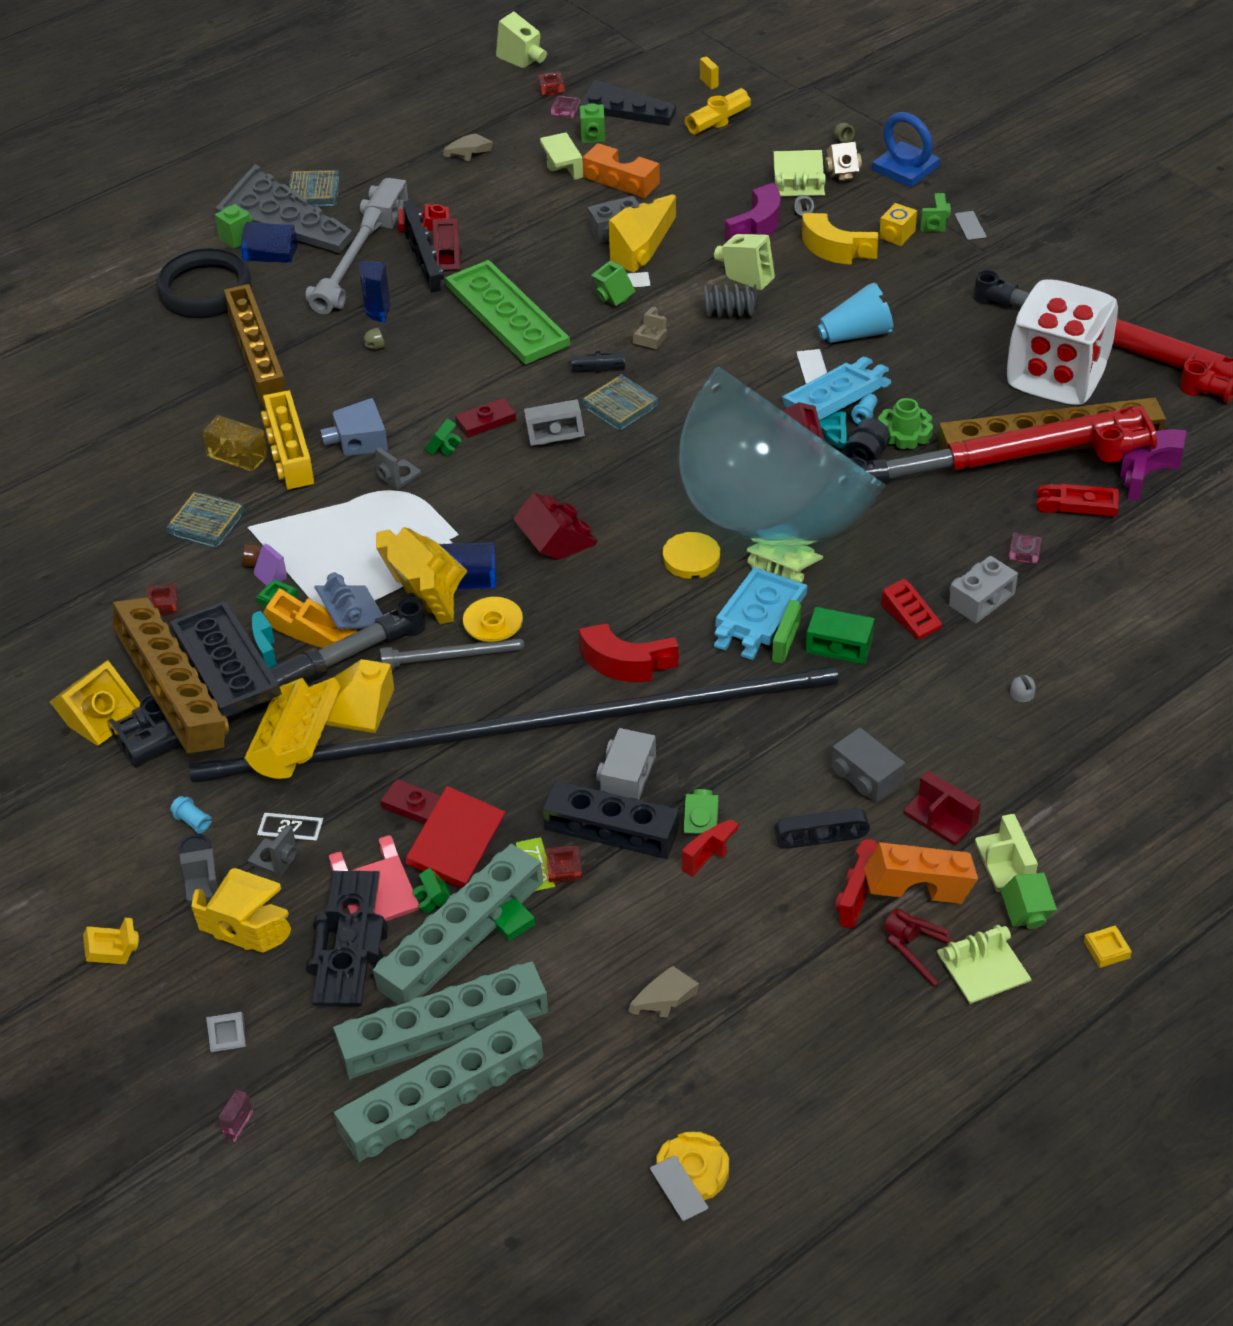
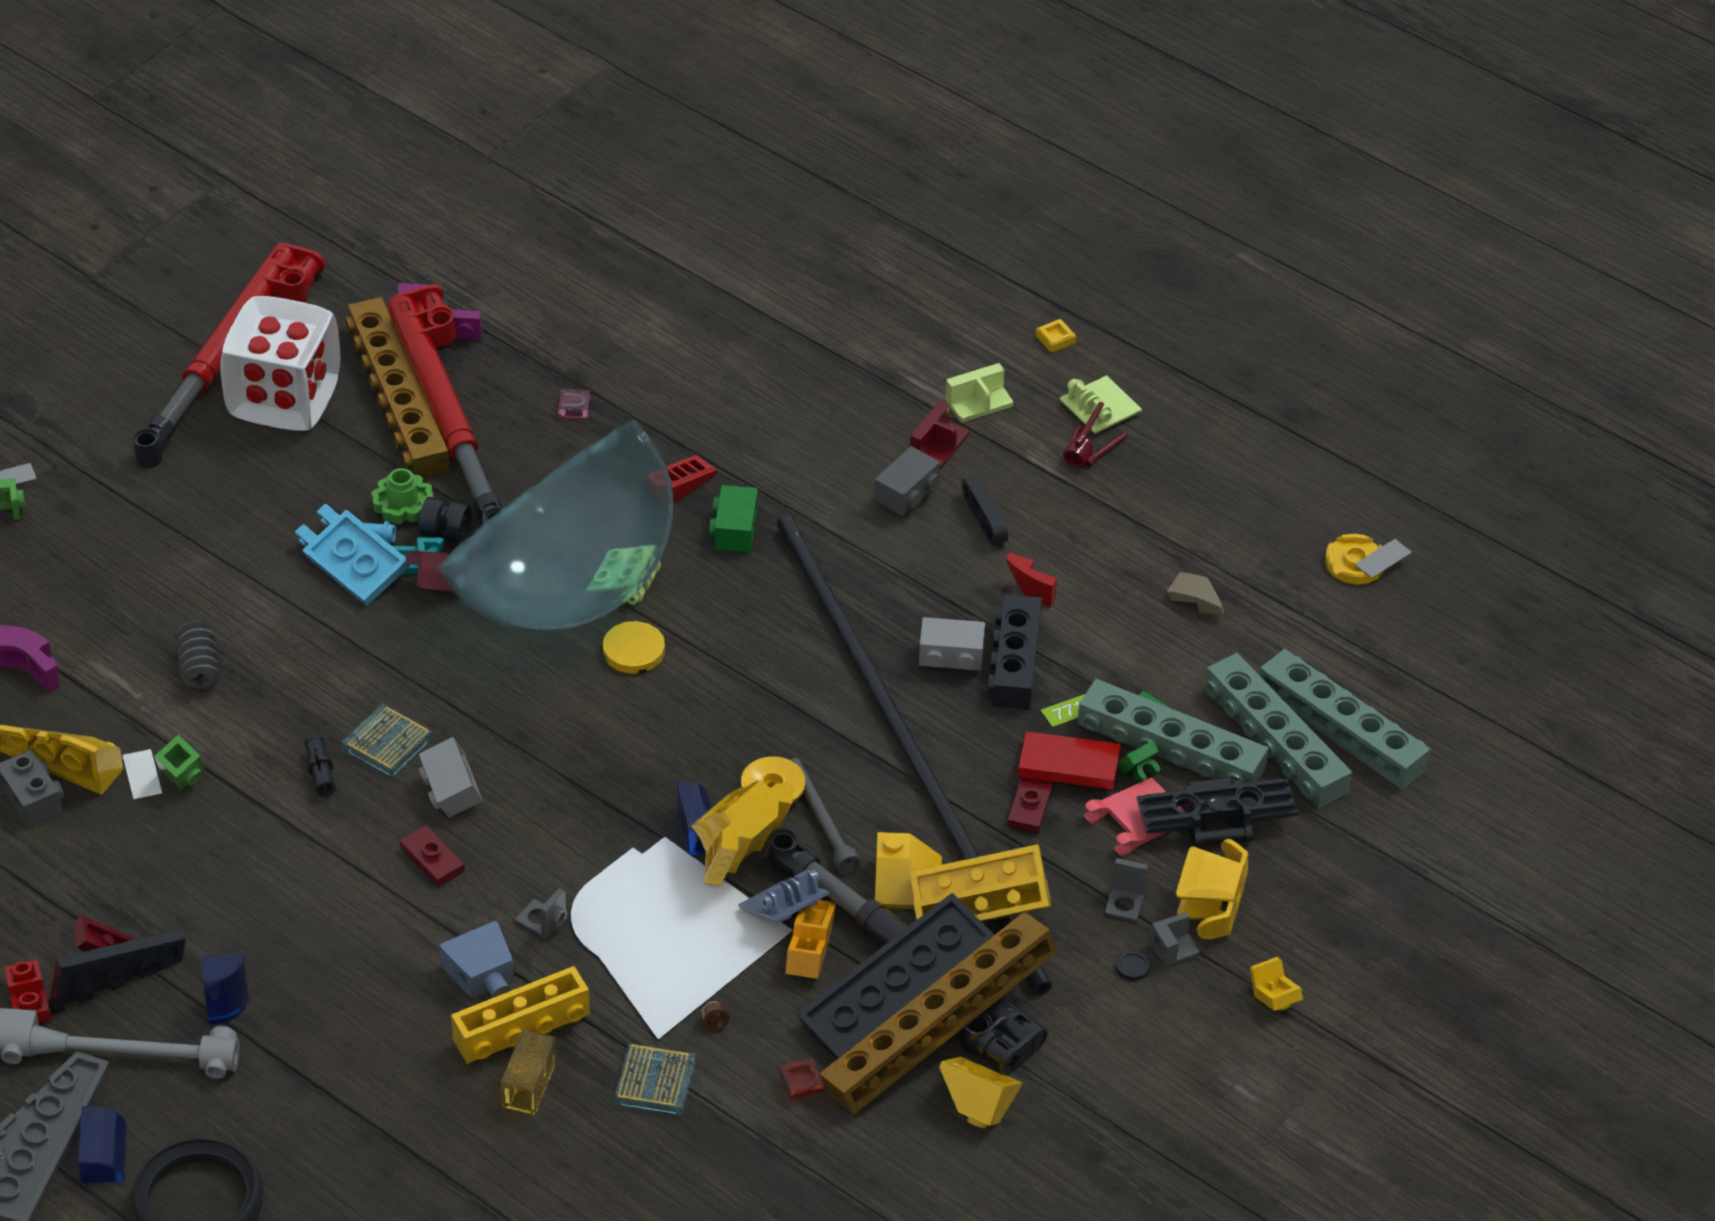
camera: 105 degrees left, 0 degrees up
(184, 809) = (1095, 976): medium azure pin -> none
(226, 1031) = (1332, 885): light grey slope -> none
(231, 224) = (71, 1188): bright green brick -> none
(235, 1115) = (1423, 847): clear pink tile -> none
(254, 341) = (340, 1092): pearl gold brick -> none
(263, 638) = (840, 965): teal slope -> none
(270, 565) = (730, 991): medium lavender slope -> none
(270, 590) = (767, 982): green tile -> none
(303, 827) = (1082, 899): sticker -> none
(374, 339) = (299, 986): olive hinge -> none
(443, 439) = (484, 881): green tile -> none
(507, 312) = (229, 866): bright green plate -> none
(554, 527) = (622, 754): dark red slope -> none
(563, 863) = (1075, 678): clear red plate -> none
(623, 659) = (802, 683): red arch -> none
(652, 331) = (247, 731): dark tan slope -> none
(700, 811) = (985, 589): bright green bracket -> none
(747, 259) = (119, 646): yellowish green torso -> none
(756, 610) = (709, 585): medium azure tile -> none
(786, 631) = (739, 557): bright green tile -> none
(811, 364) = (293, 588): white sticker -> none
(834, 243) = (64, 588): yellow arch -> none
(853, 898) = (1041, 479): red hinge -> none
(857, 317) = (223, 539): medium azure cone -> none
(897, 867) = (1032, 424): orange arch -> none
(898, 224) = (26, 529): yellow brick -> none
(983, 589) = (658, 421): light grey brick -> none
(1018, 688) = (770, 397): light grey hinge -> none
(1028, 900) = (1034, 371): bright green brick -> none
(1078, 499) = (499, 364): red hinge -> none

